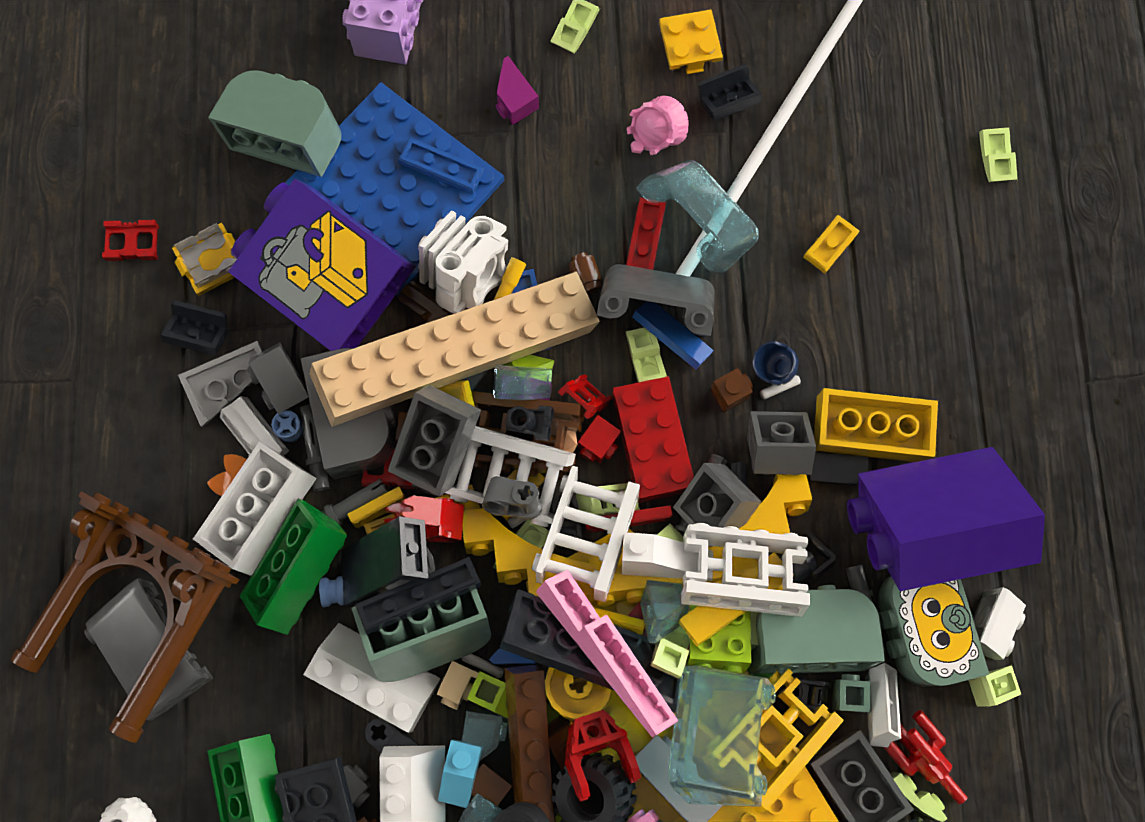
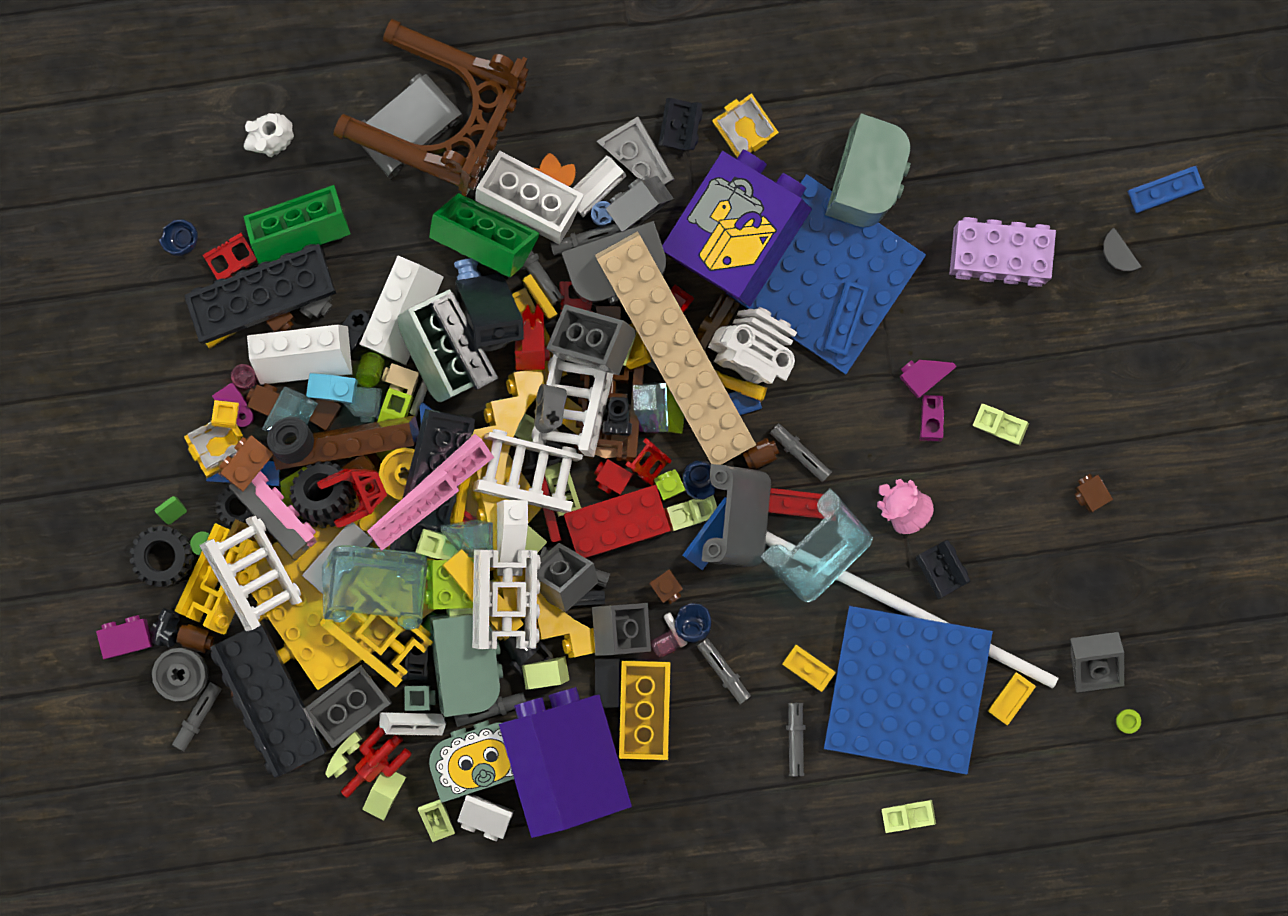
camera: 90 degrees right, 10 degrees up
(131, 233) = (749, 56): red piece -> none
(441, 722) = (370, 369): none -> clear neon green brick
(563, 90) = (932, 418): none -> magenta leg
(578, 239) = (793, 446): none -> dark grey pin
(610, 341) = (697, 480): none -> dark blue hair
(612, 374) = (669, 484): none -> lime brick
(691, 40) = (991, 530): yellow piece -> none
(797, 397) = (664, 644): none -> clear pink brick
(828, 537) = (546, 673): none -> yellowish green slope
(840, 330) = (728, 677): none -> dark grey pin
(860, 142) = (908, 689): none -> blue plate
(872, 41) = (1011, 698): none -> yellow tile
(919, 265) = (796, 728): none -> dark grey pin
(965, 749) = (383, 794): none -> yellowish green slope

